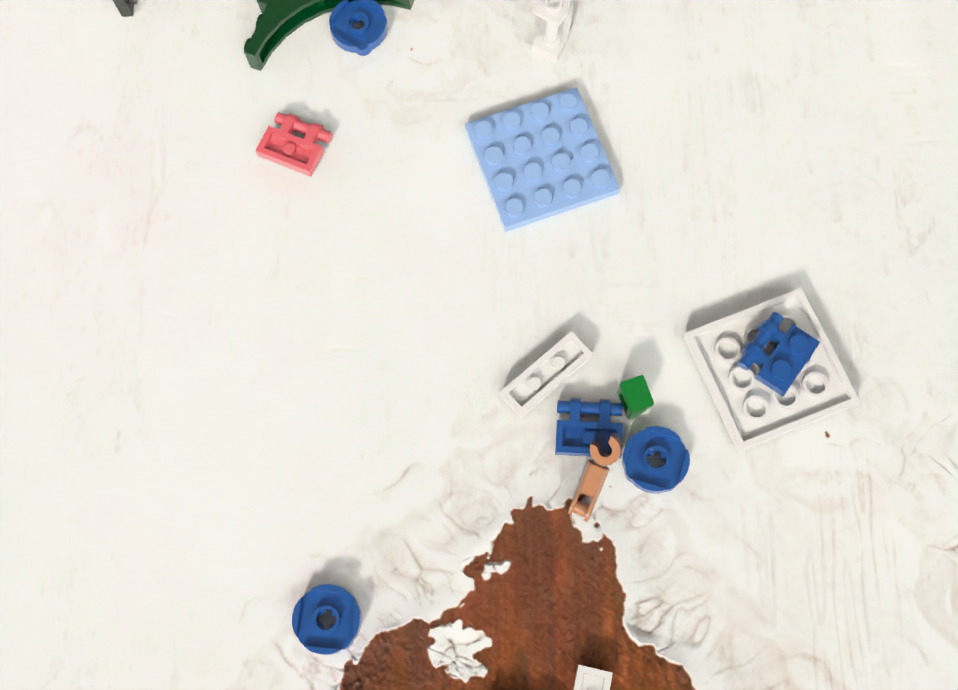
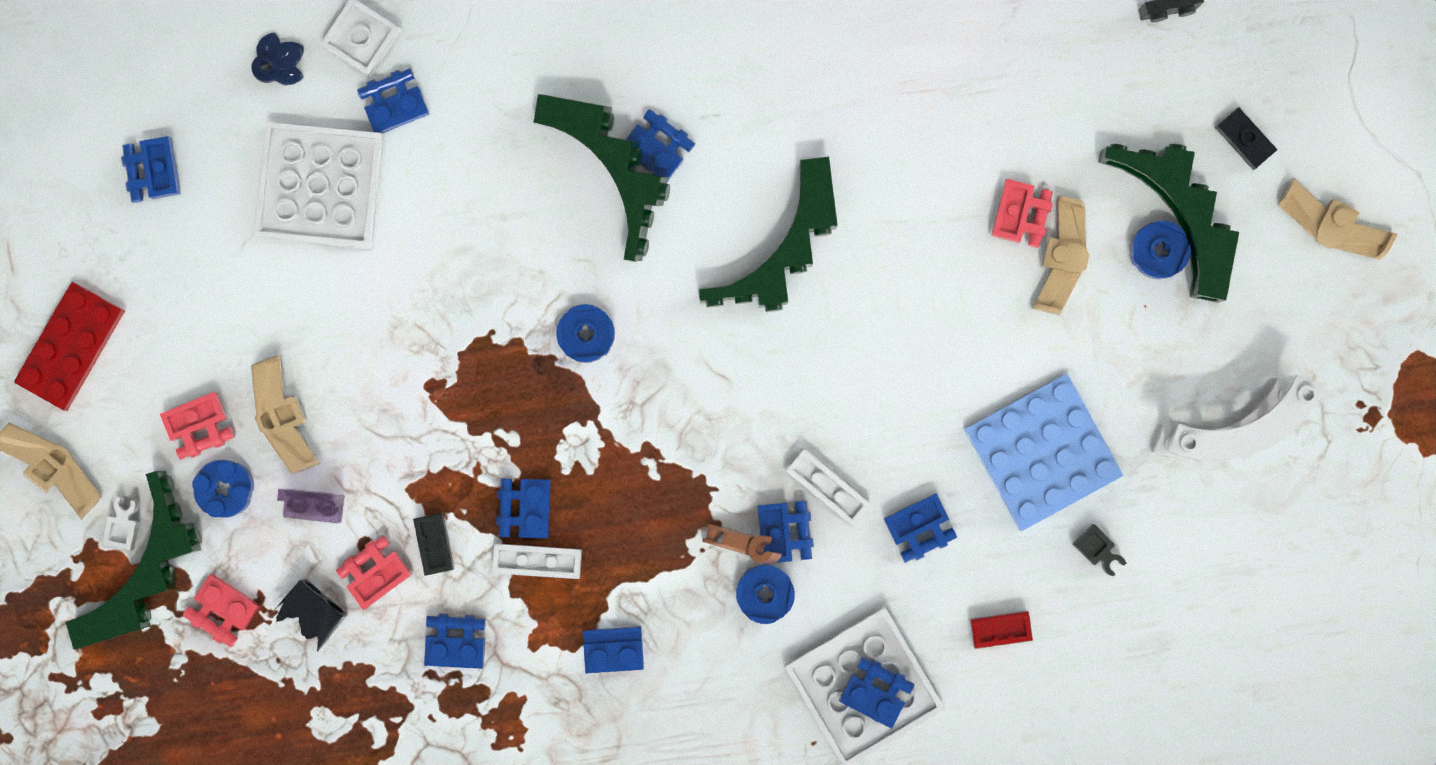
camera: 80 degrees right, 15 degrees up
(87, 573) = (638, 190): none -> dark green arch
(141, 510) = (655, 155): none -> blue plate
(248, 344) = (814, 214): none -> dark green arch
(345, 112) = (1065, 256): none -> tan plate
(594, 289) = (915, 520): none -> blue plate
(635, 396) = (818, 569): green slope -> none
(648, 121) = (1096, 547): none -> pearl dark grey plate
(700, 646) = (613, 649): none -> blue plate
(721, 222) = (1001, 629): none -> red plate

